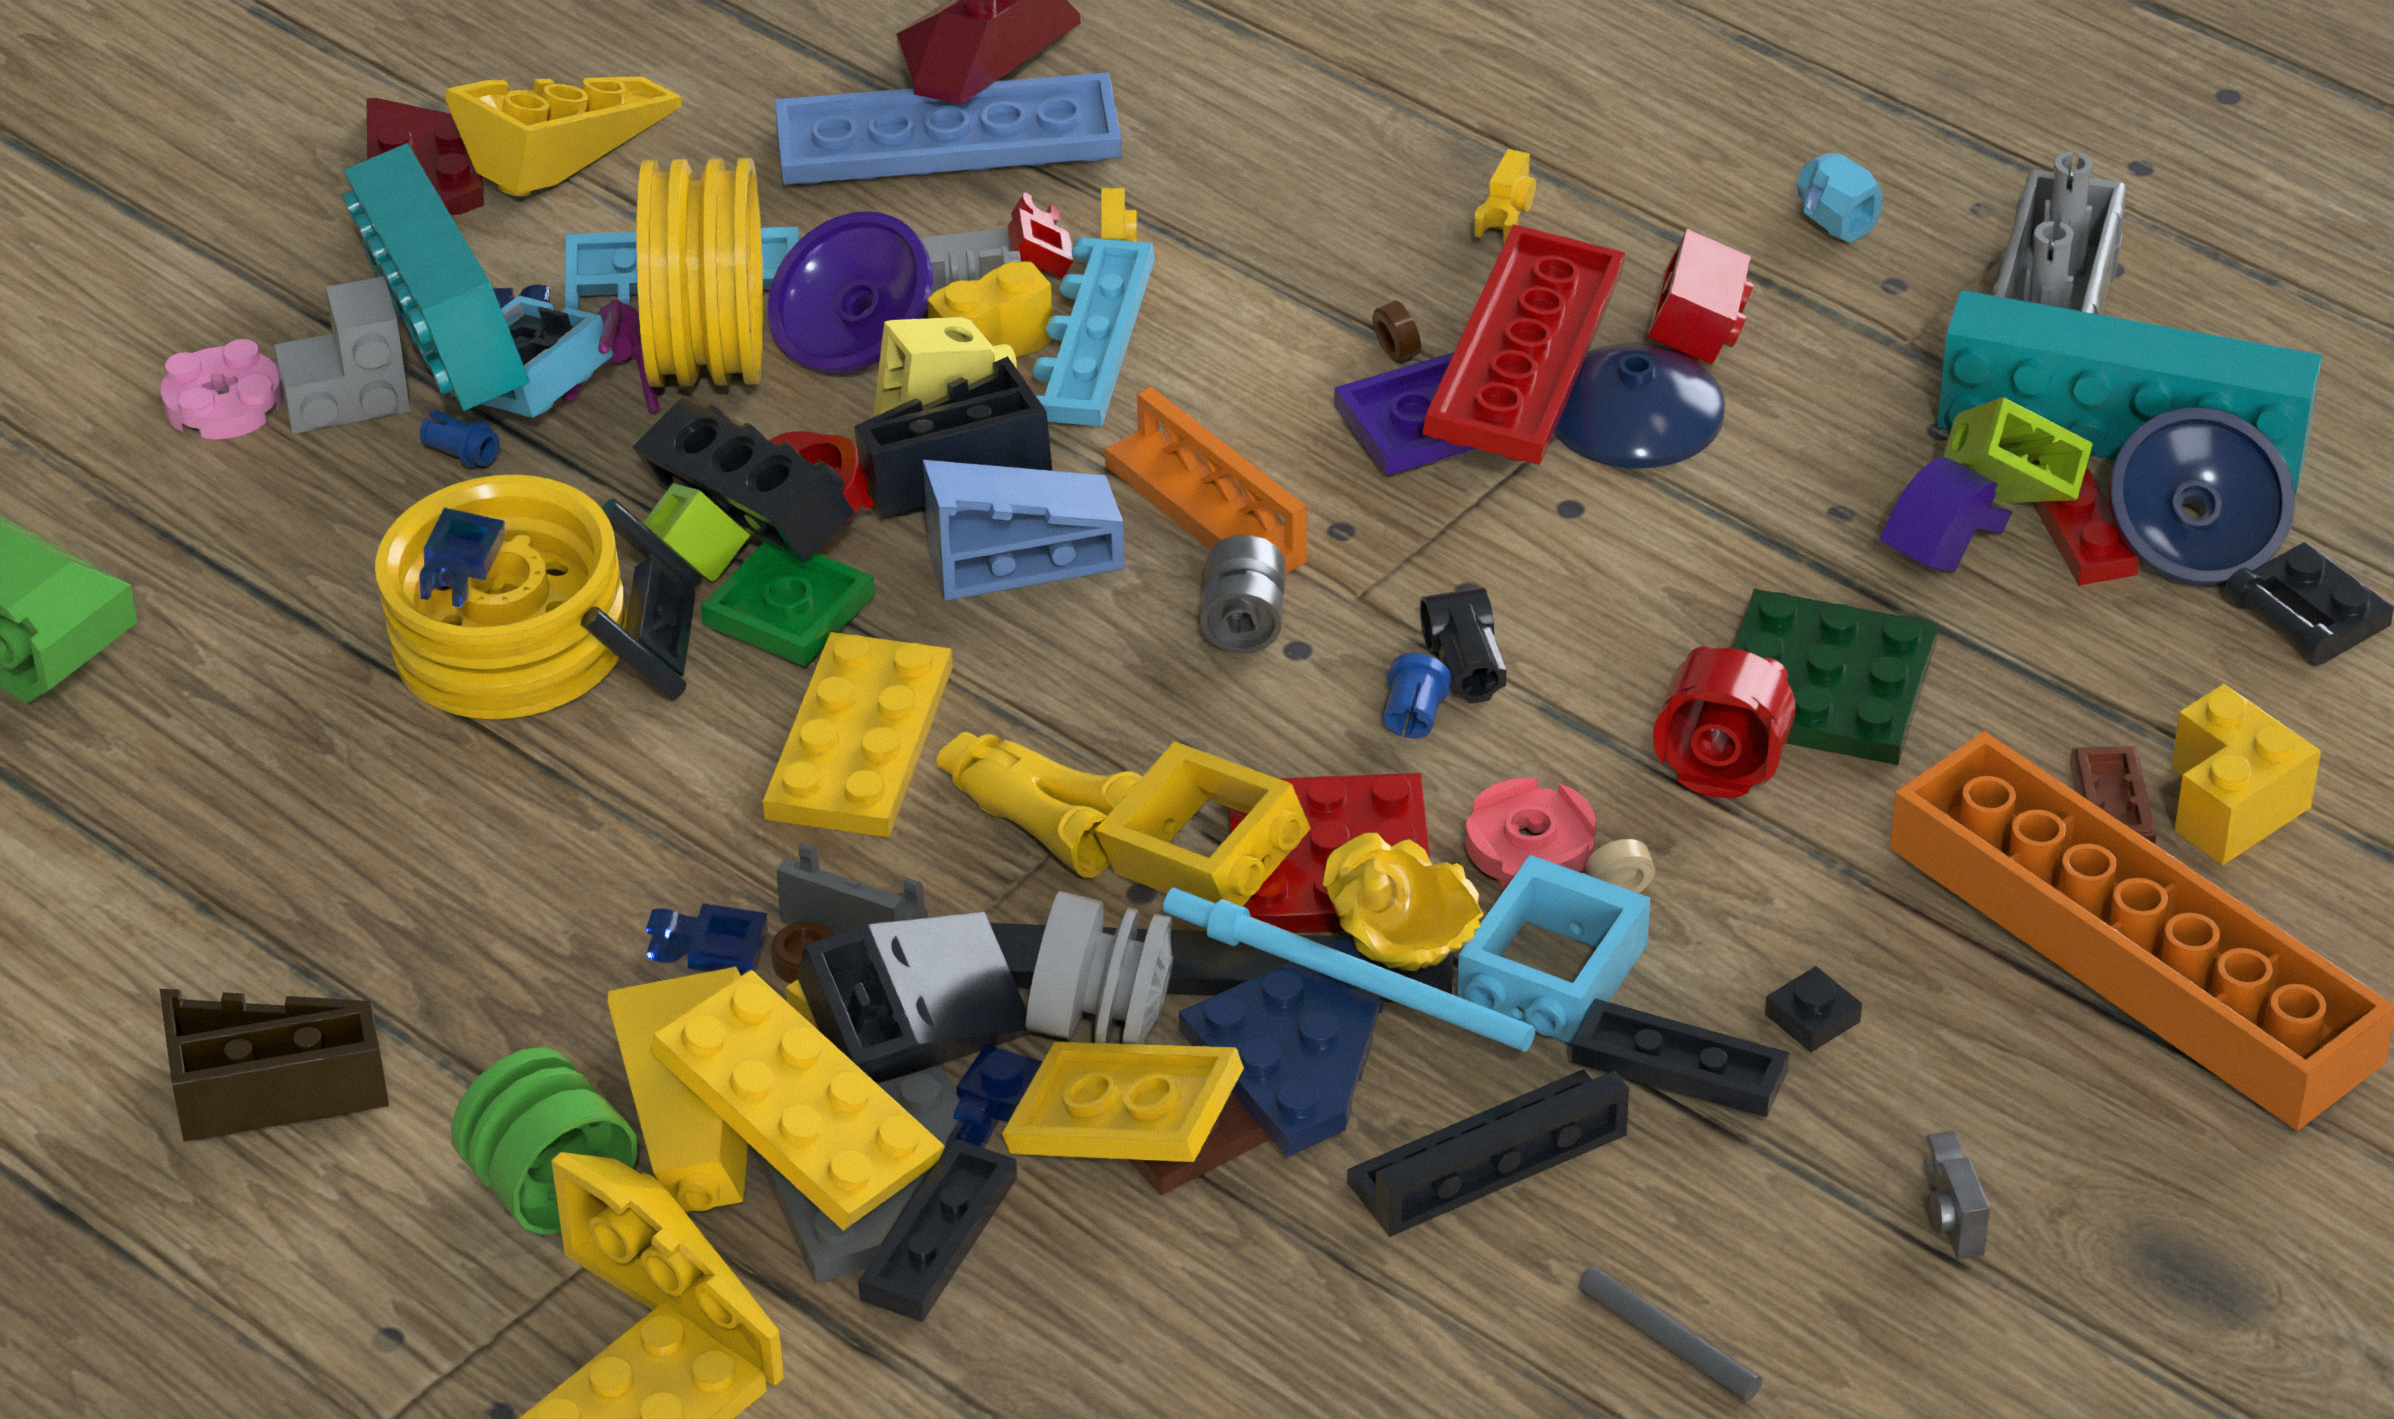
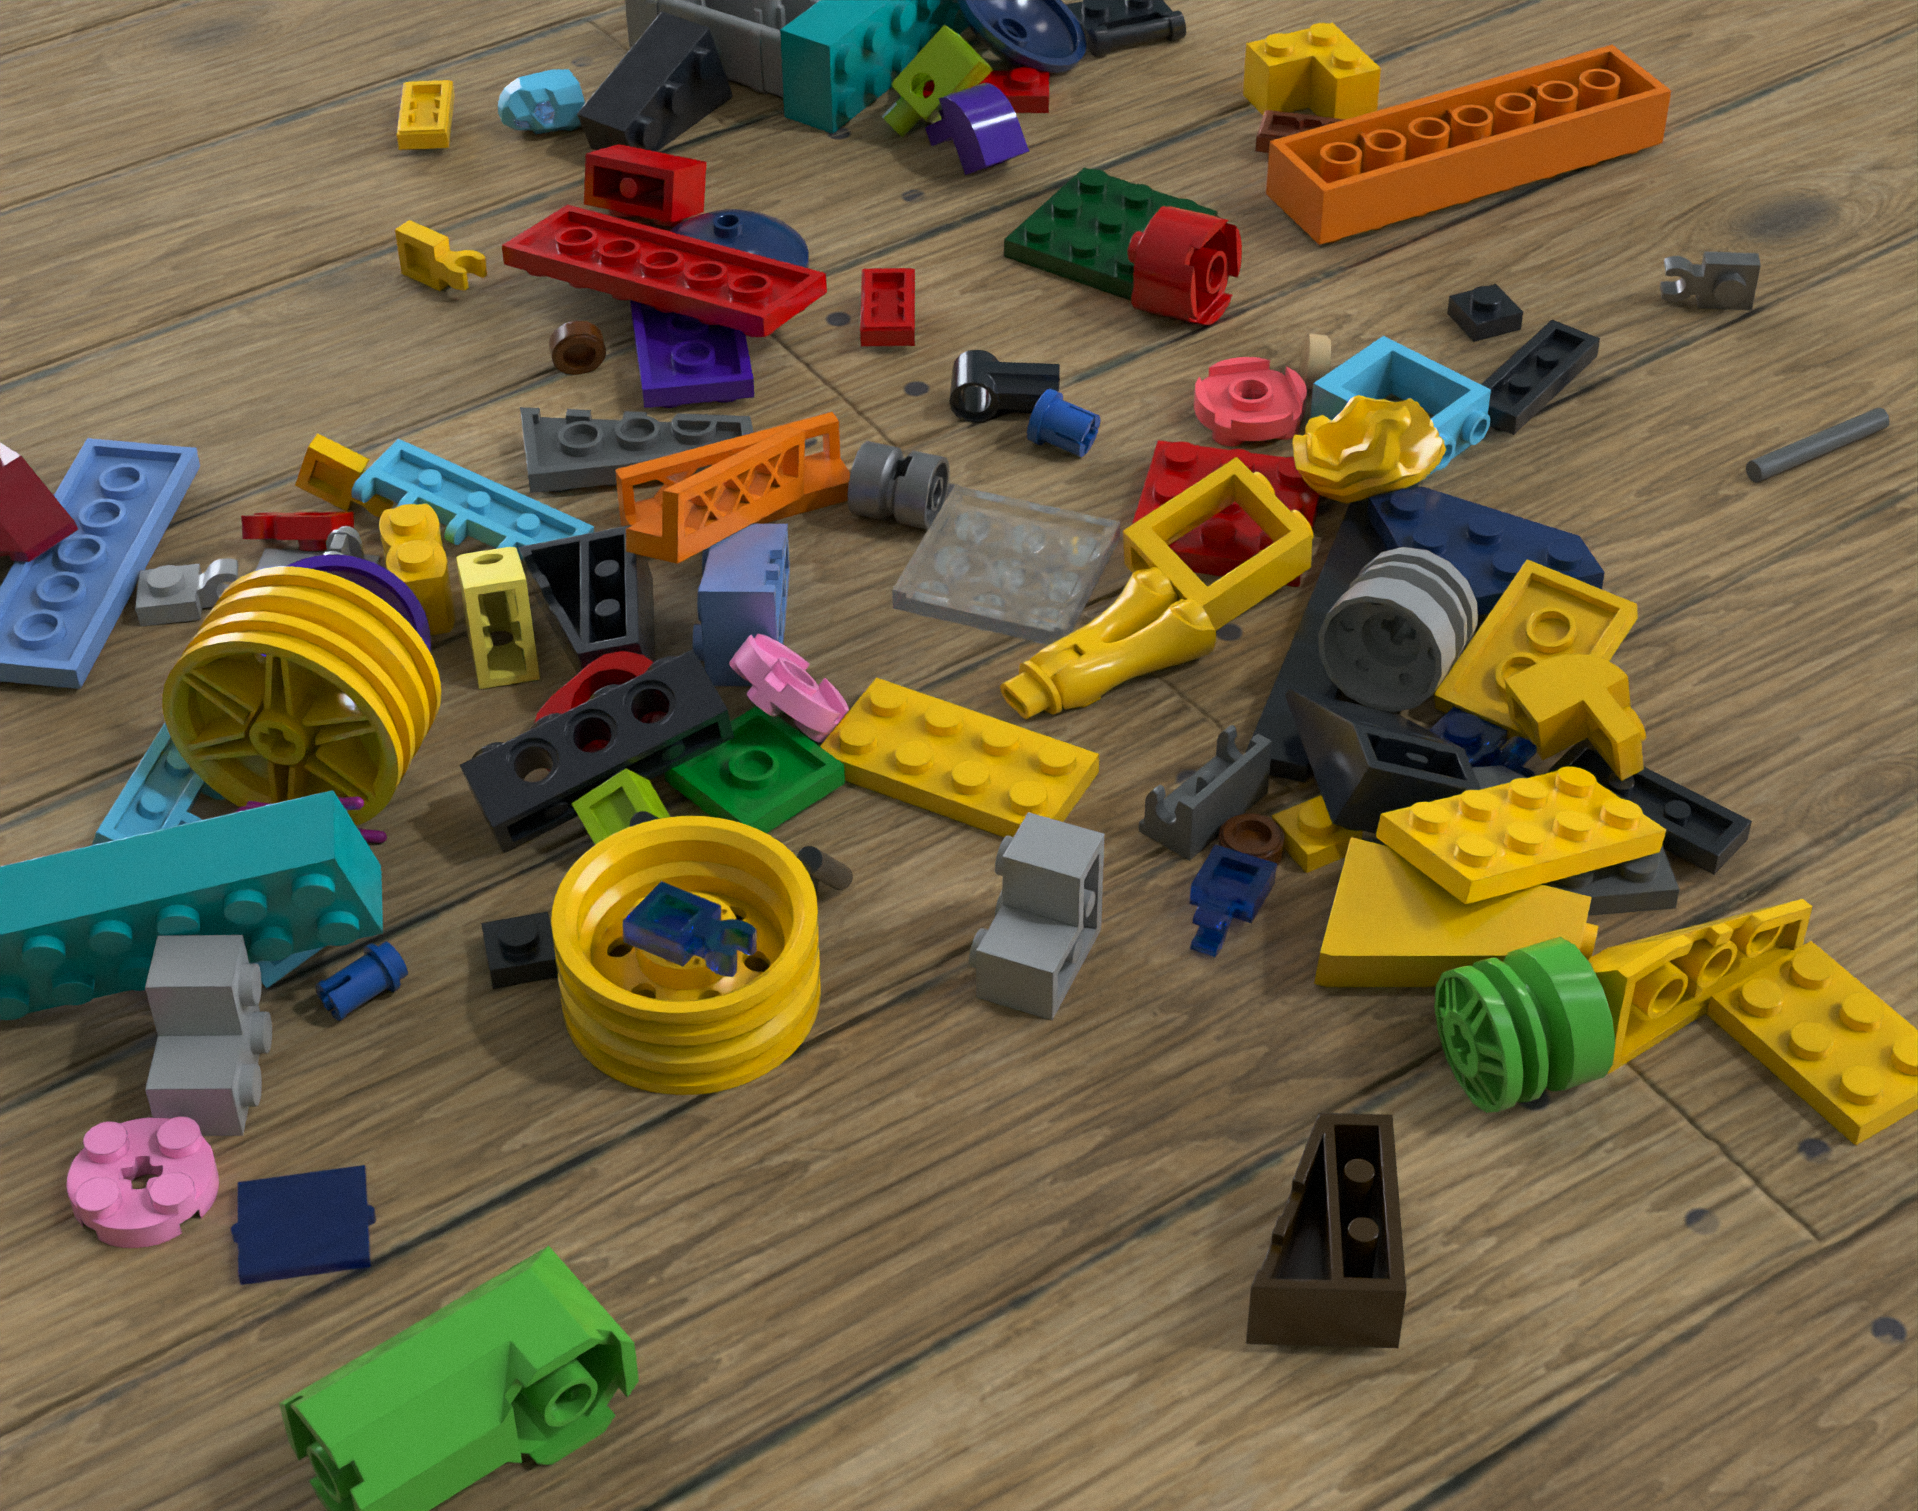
camera: 75 degrees left, 0 degrees up
(200, 489) = (303, 1225): none -> clear blue piece
(618, 816) = (1042, 916): none -> light grey brick
(852, 585) = (784, 685): none -> bright pink plate
(929, 197) = (181, 592): none -> light grey plate
(1008, 1127) = (1577, 700): none -> yellow brick
(1107, 458) = (723, 499): none -> orange fence
(1151, 687) = (1007, 565): none -> clear plate
(1233, 924) = (1364, 540): medium azure bar -> none
(1247, 401) = (588, 450): none -> dark grey wing
(1491, 1150) = (1625, 487): black fence -> none
(1579, 529) = (887, 307): none -> red plate
(1781, 124) = (425, 115): none -> yellow plate
(1883, 260) = (657, 88): none -> black wedge

